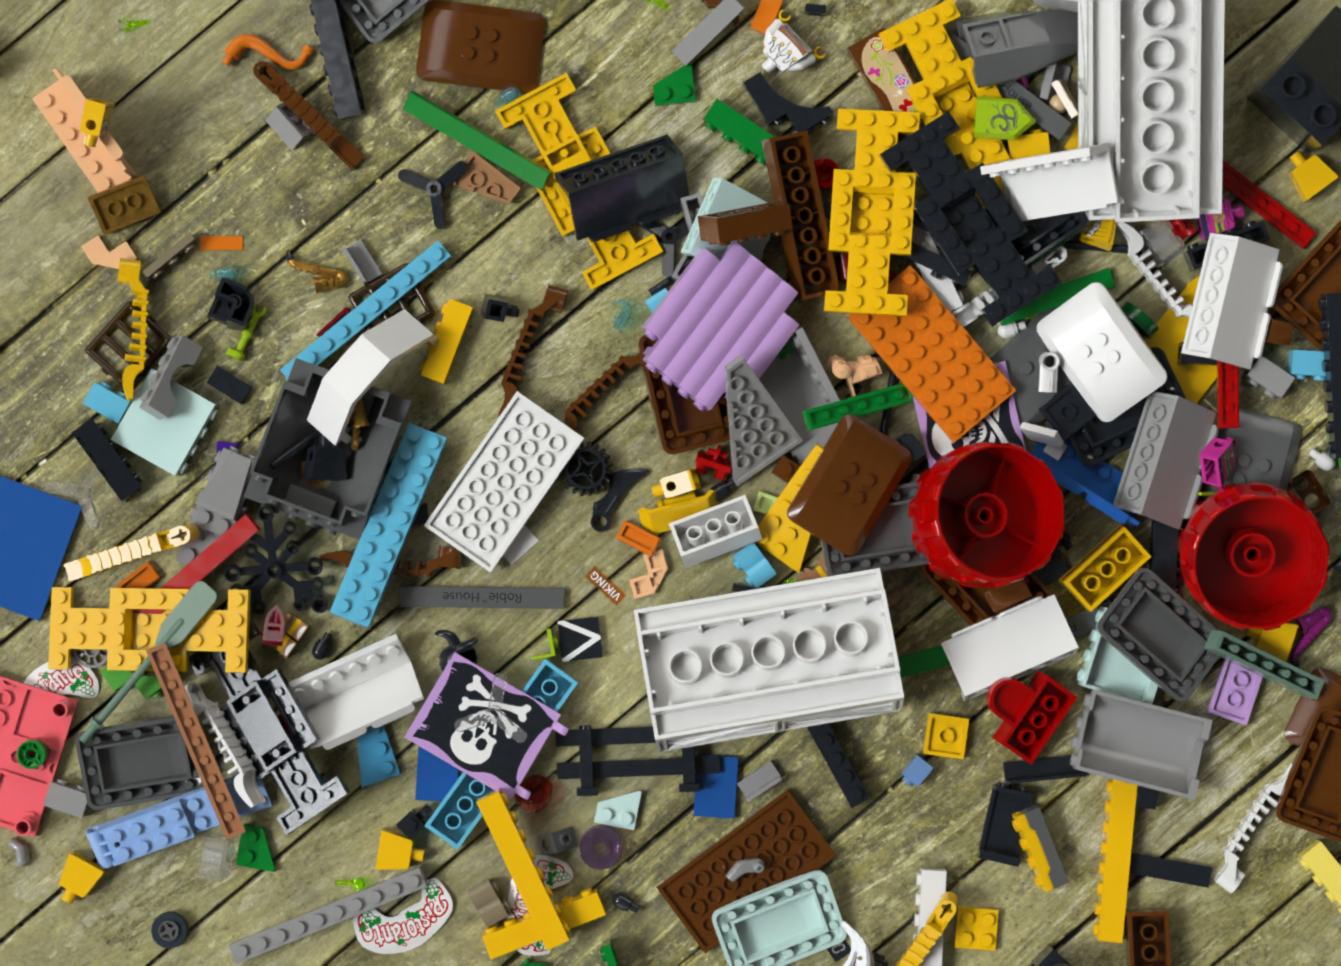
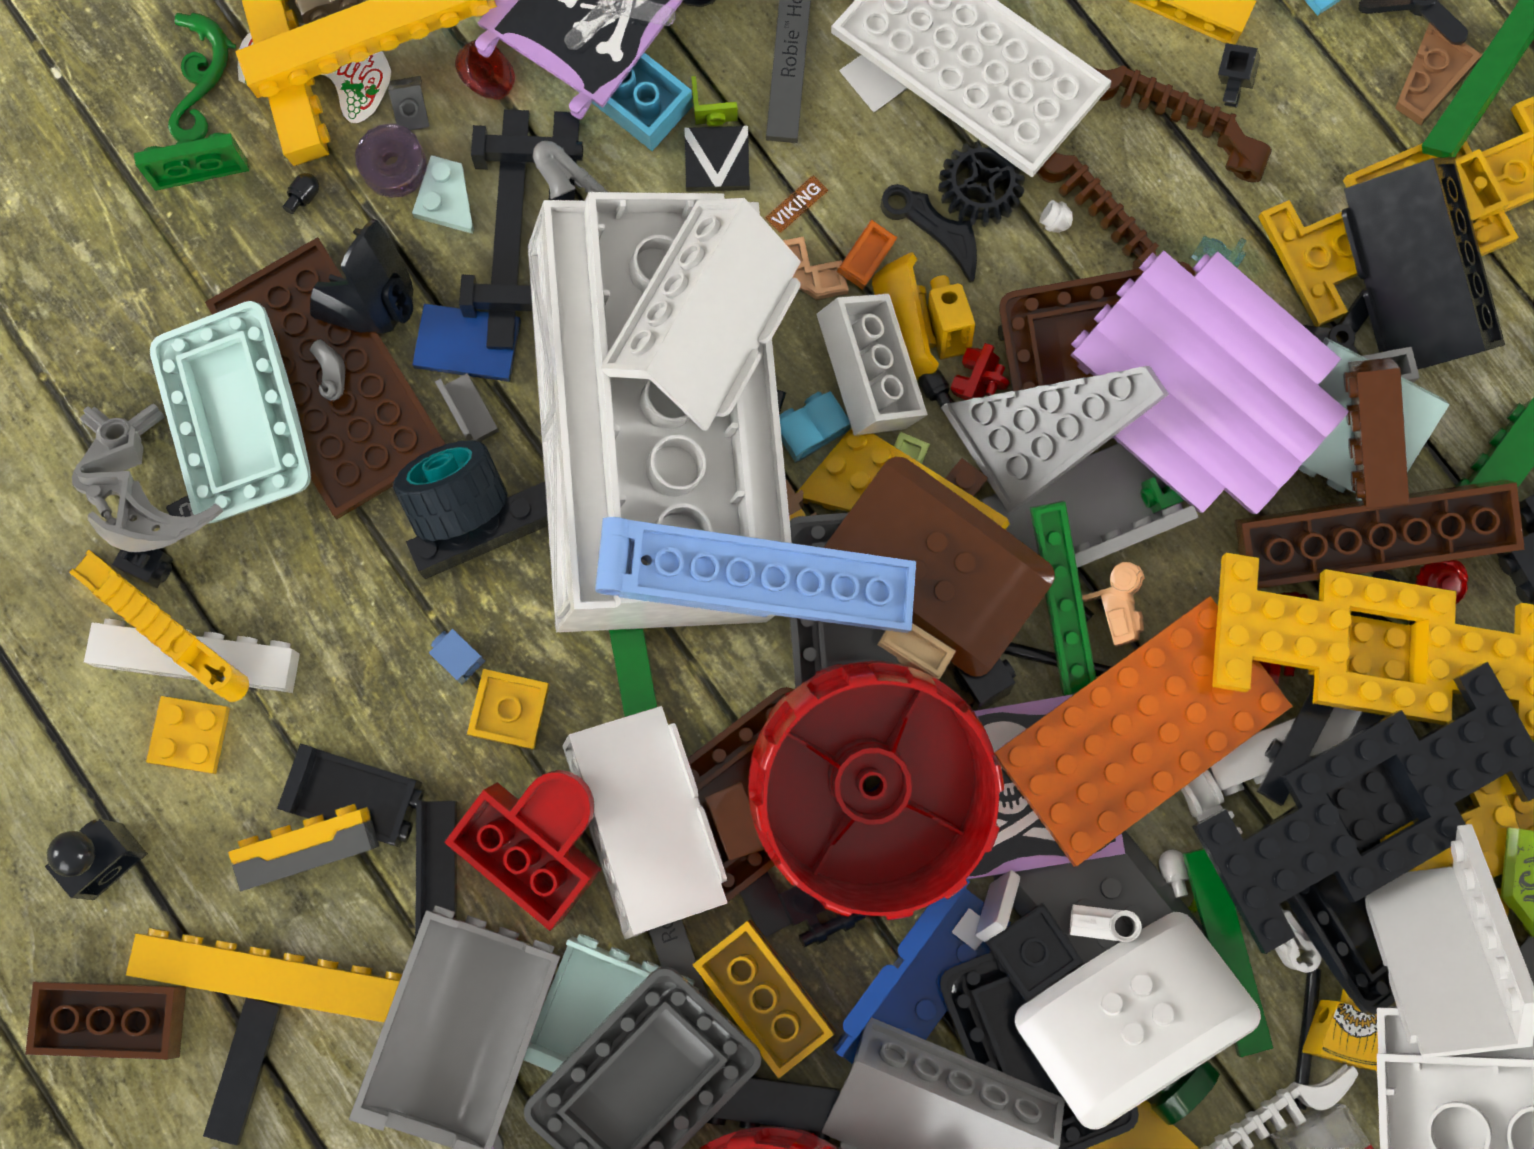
camera: 90 degrees right, 10 degrees down
(600, 738) = (559, 168): none -> light grey piece
(603, 419) = (1056, 217): none -> white plate
(695, 844) = (371, 289): none -> black piece
(718, 635) = (708, 309): none -> white piece
(819, 783) = (450, 490): none -> black wheel
(877, 592) = (753, 576): none -> light blue hinge
(901, 494) = (918, 650): none -> tan tile
(1146, 798) = (363, 1037): black brick -> none

